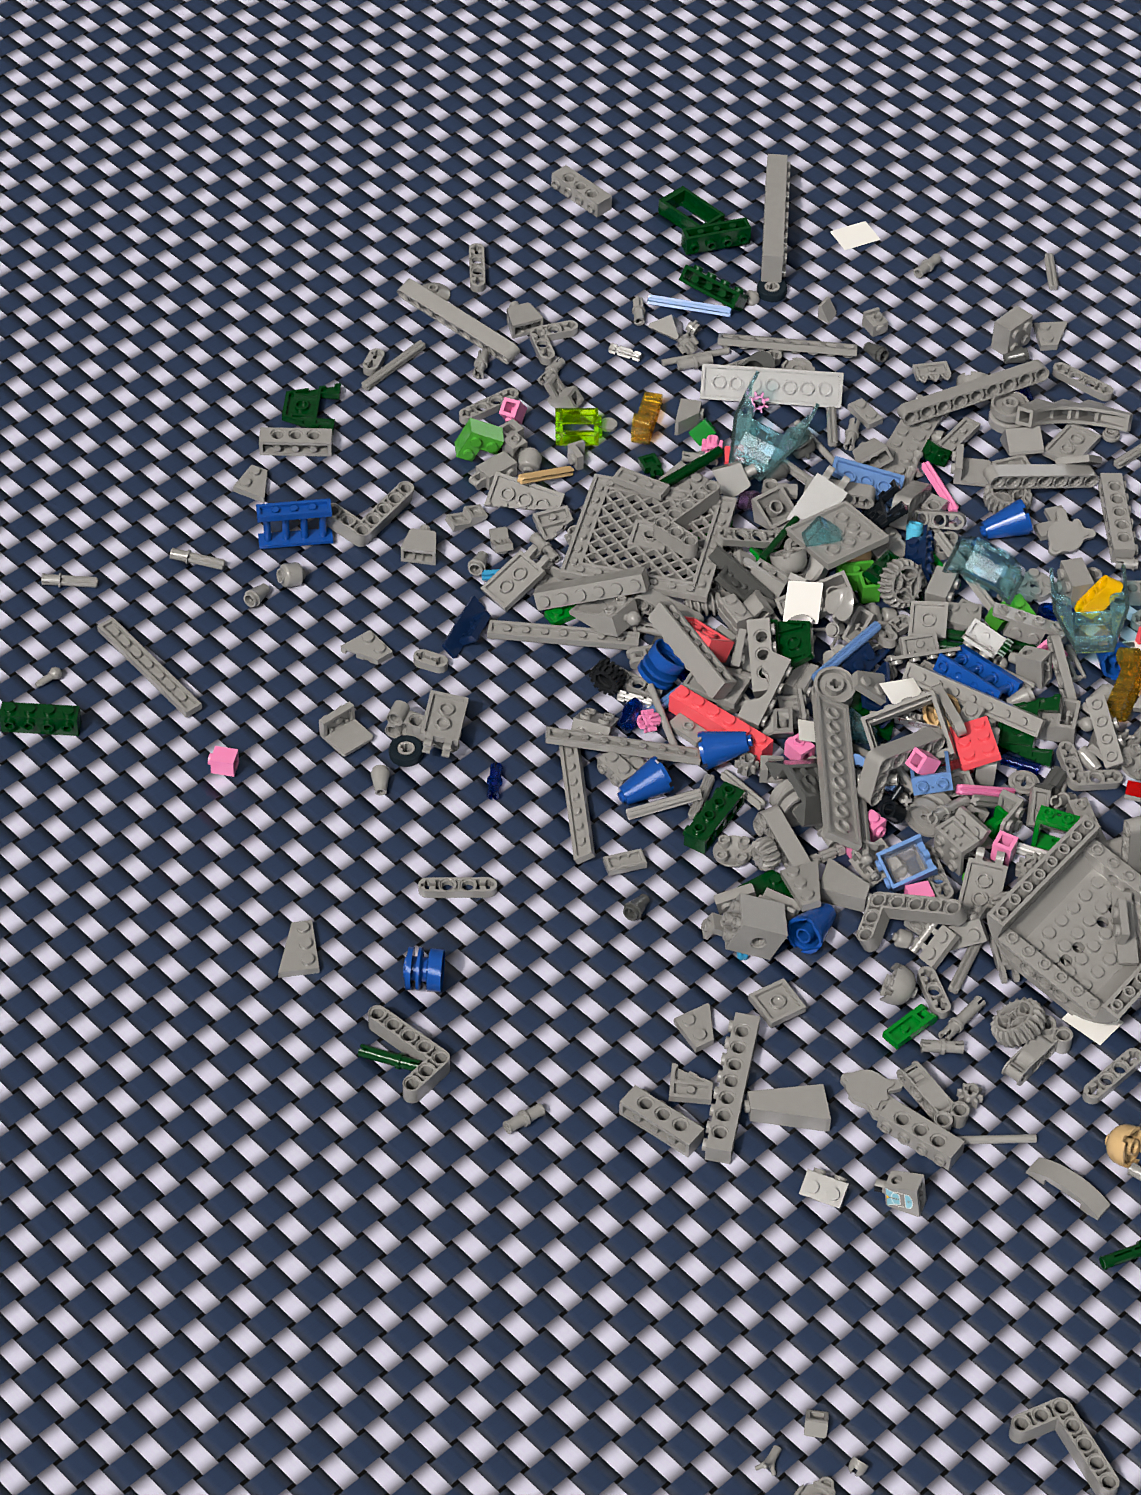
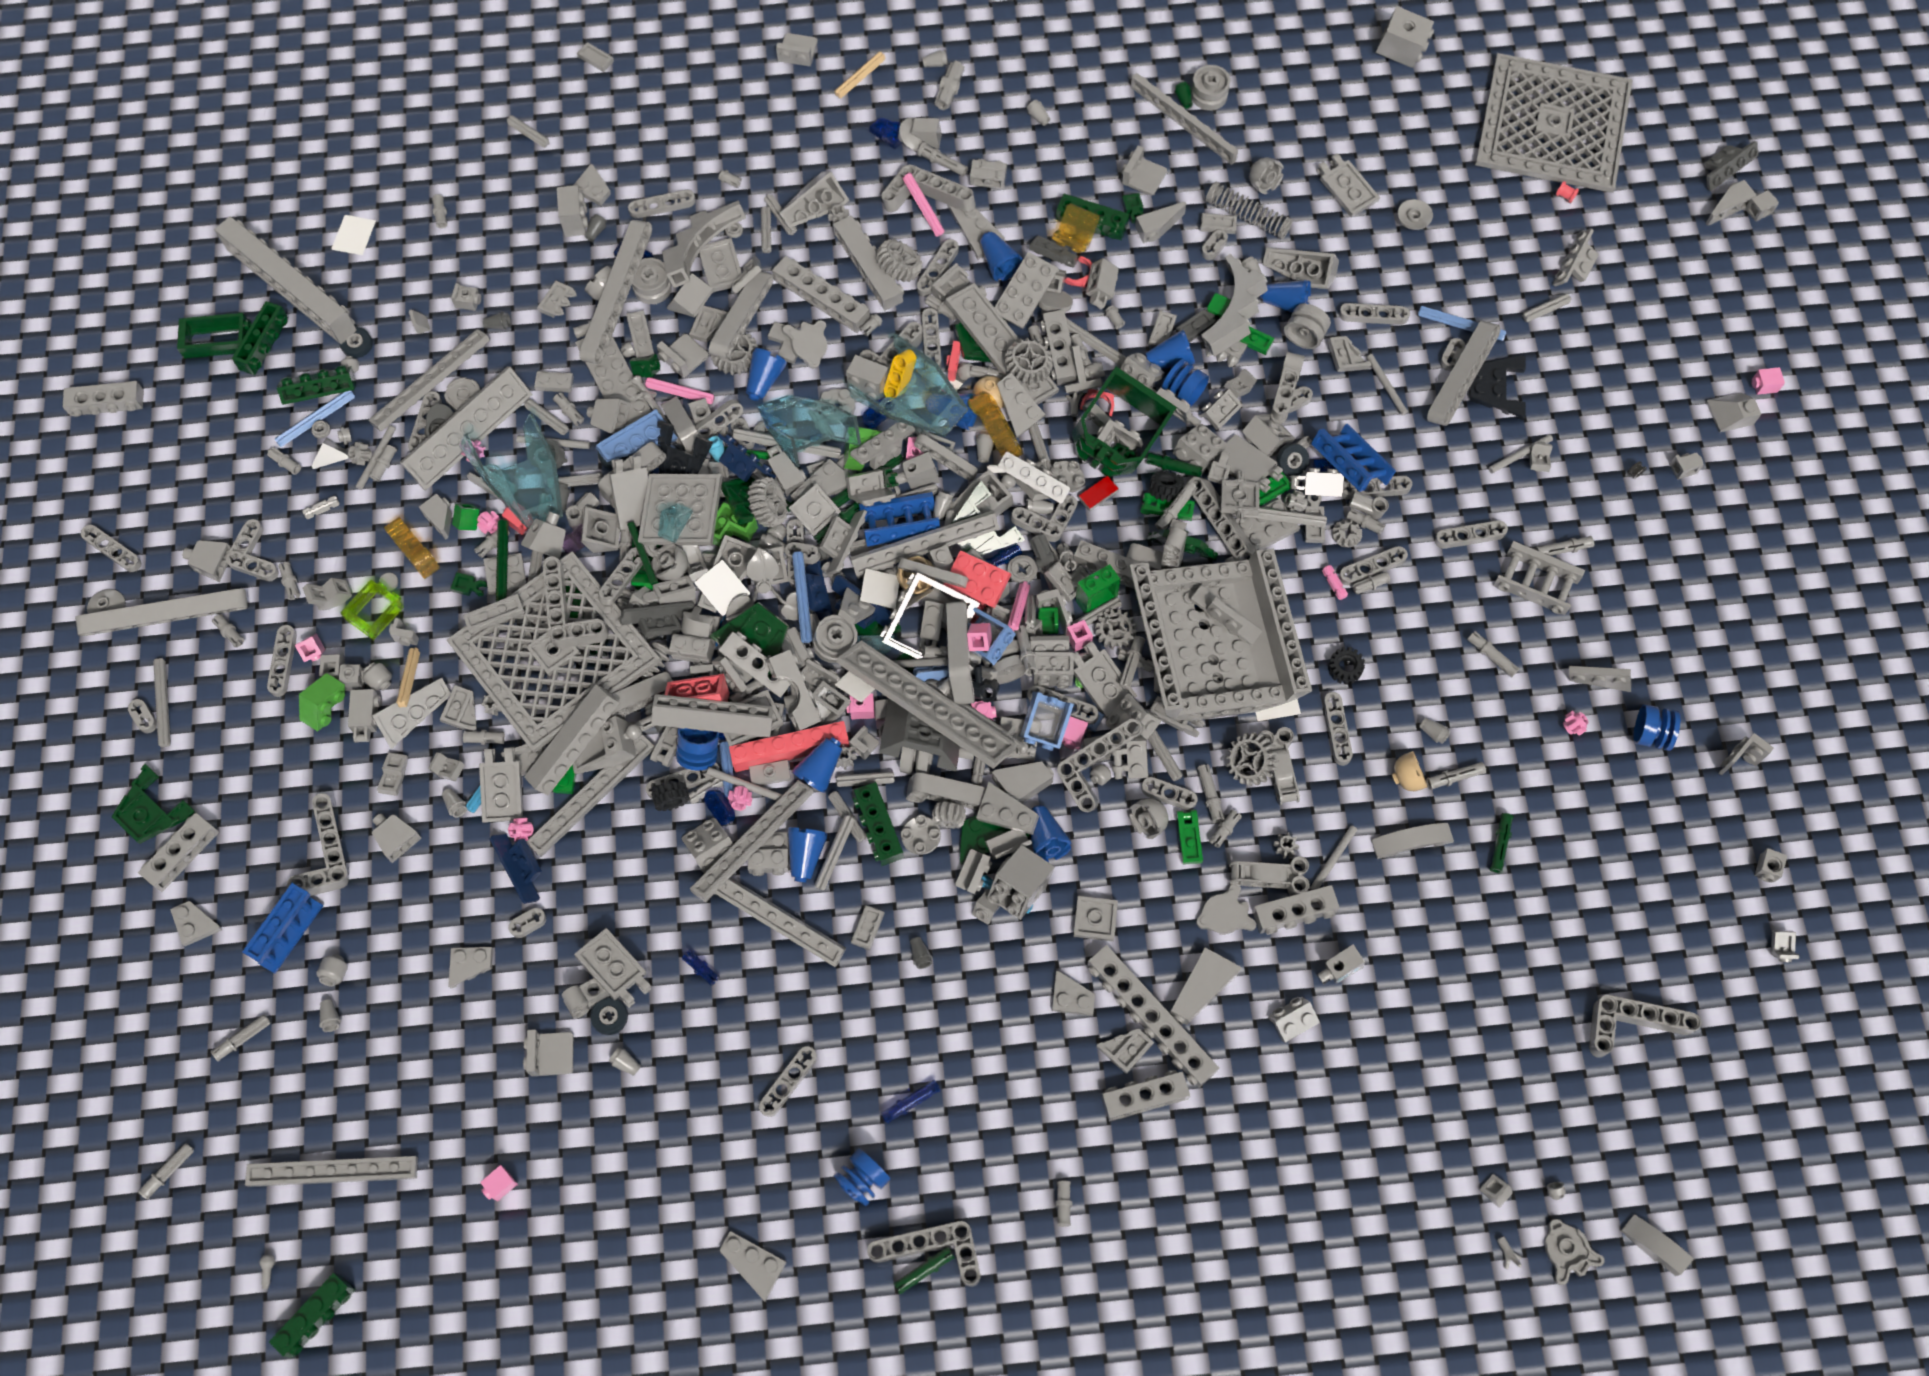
camera: 50 degrees left, 20 degrees up
(496, 609) = (520, 829): none -> bright pink gear
(513, 971) = (904, 1105): none -> clear blue pin
(683, 313) = (317, 426): none -> light grey plate

